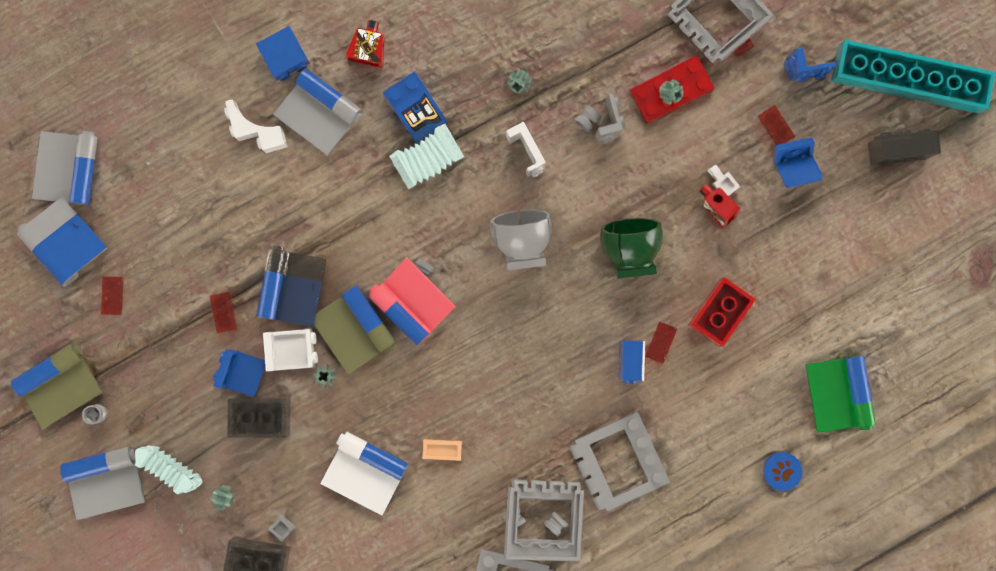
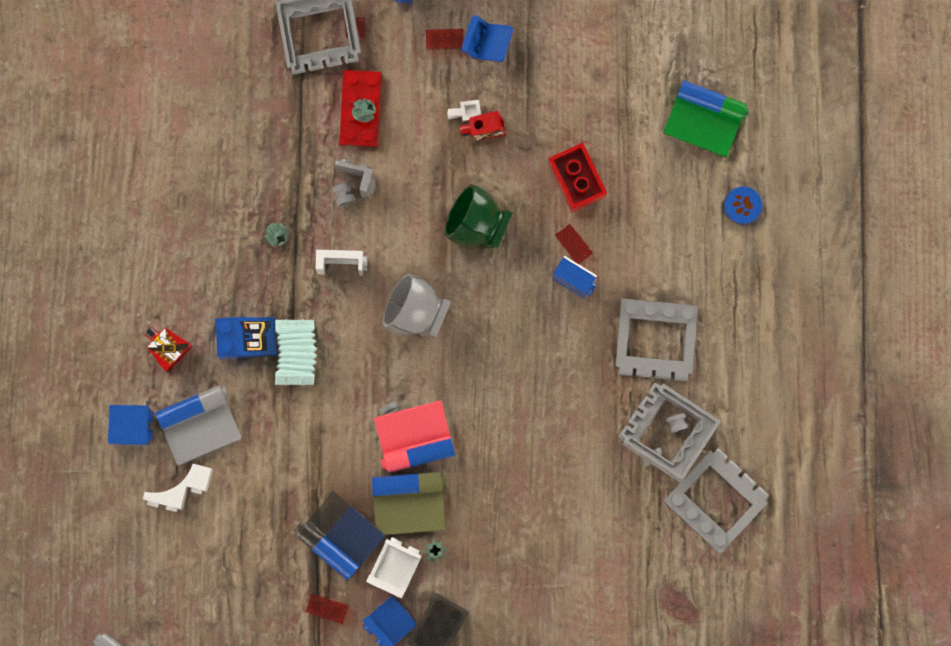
camera: 65 degrees left, 5 degrees down
(364, 473) = (539, 564): white door -> none
(442, 449) = (558, 486): light nougat tile -> none

